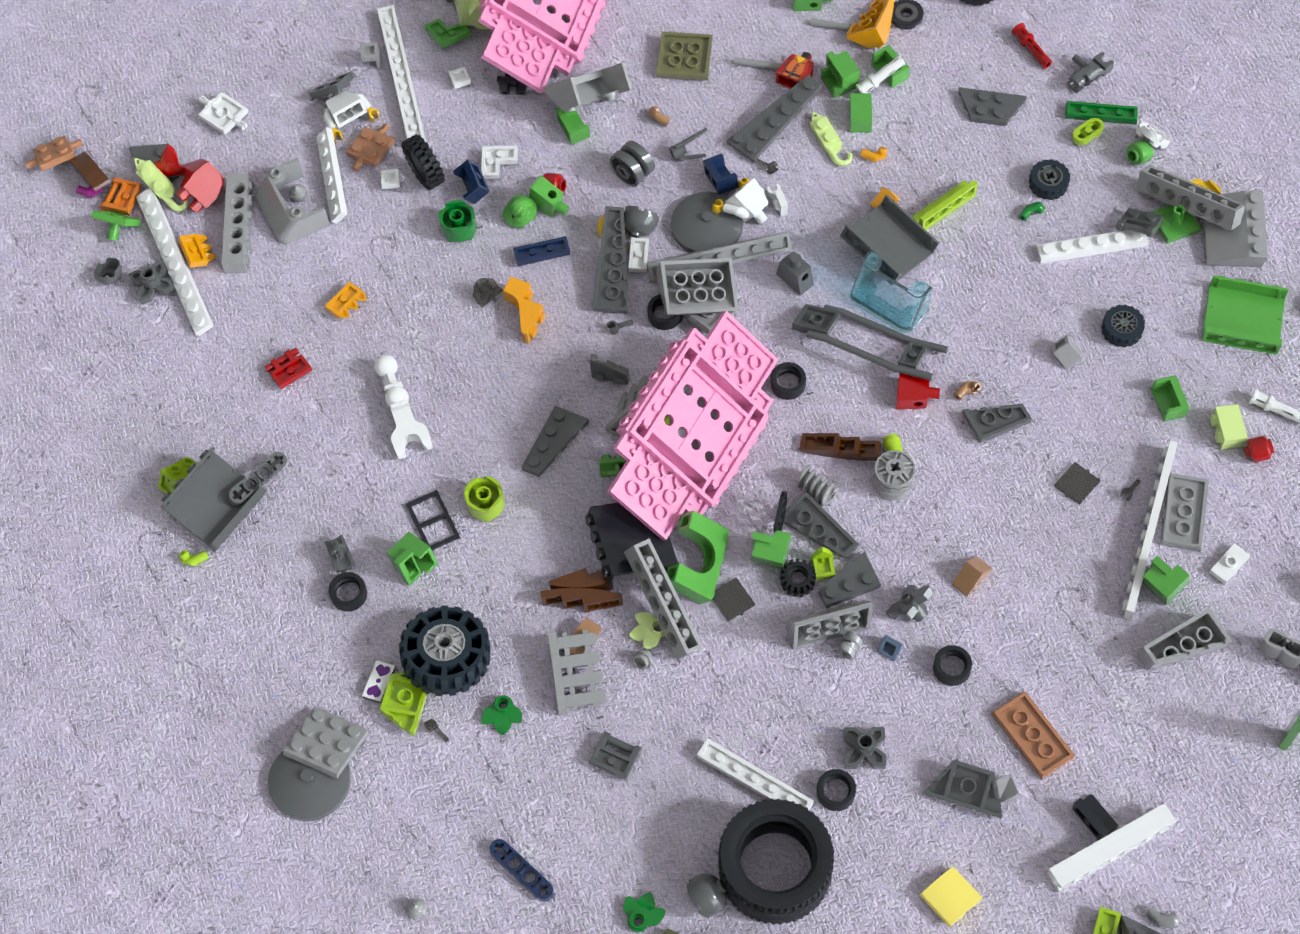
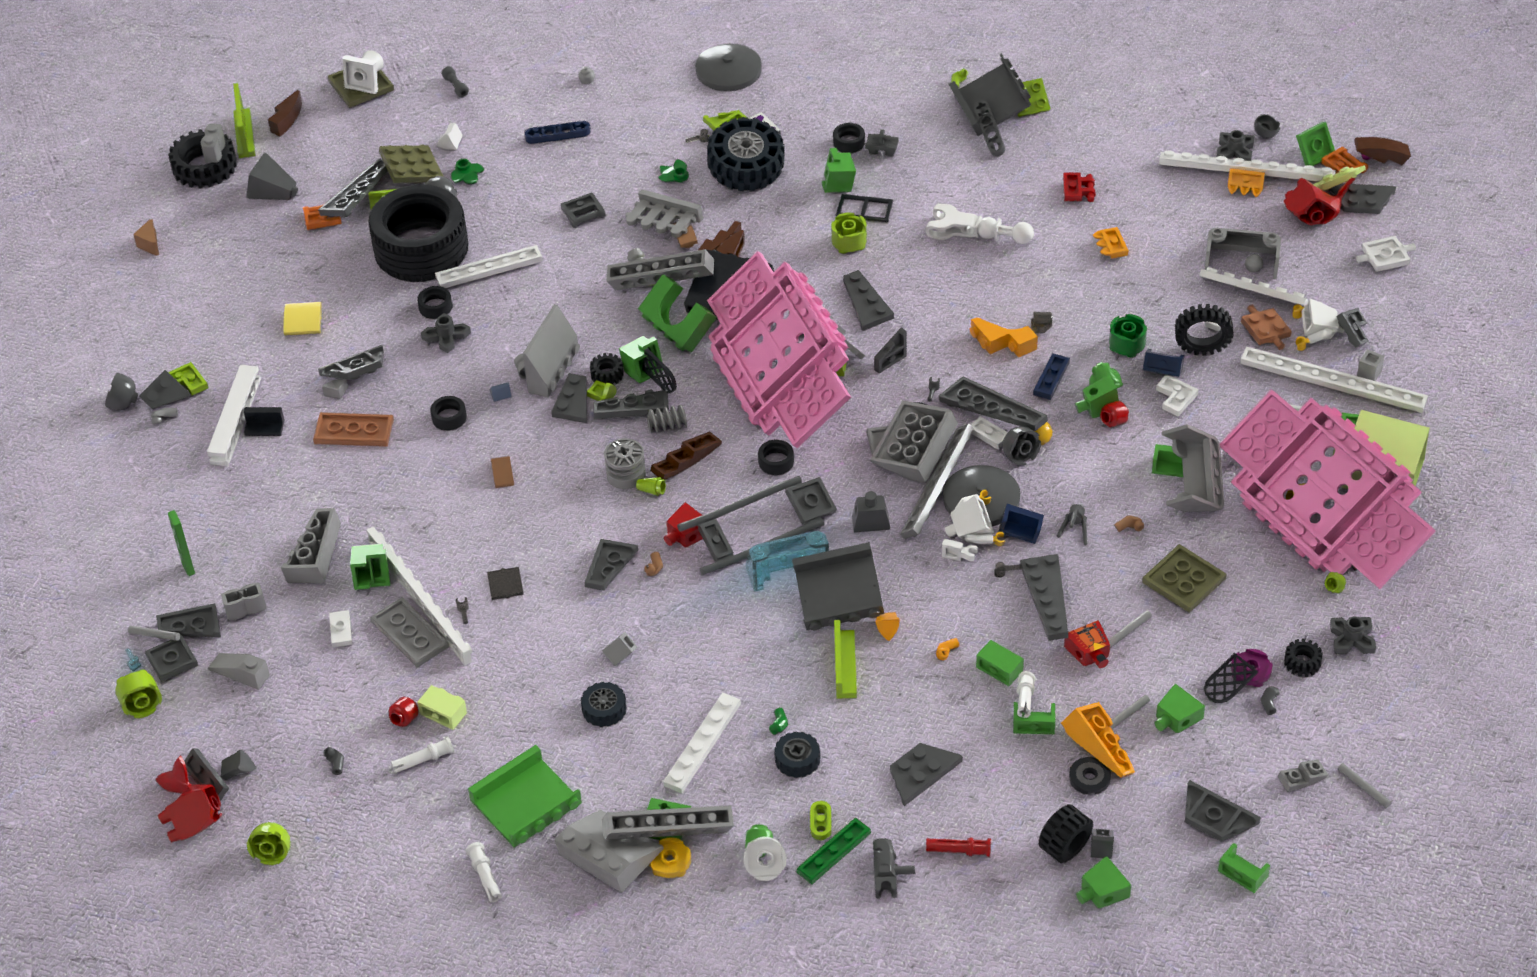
camera: 125 degrees right, 15 degrees down
(53, 153) = (1426, 141): nougat plate -> none
(237, 223) = (1252, 213): light grey brick -> none
(325, 742) = (744, 79): light grey plate -> none
(632, 163) = (1083, 465): dark grey wheel -> none
(732, 599) = (630, 329): clear smoke piece -> none
(828, 138) = (996, 628): yellowish green plate -> none
(840, 74) = (1054, 669): bright green plate -> none
(911, 604) = (515, 412): dark grey plant -> none
(1140, 222) = (685, 789): dark grey plate -> none
(1170, 398) = (505, 689): bright green panel -> none

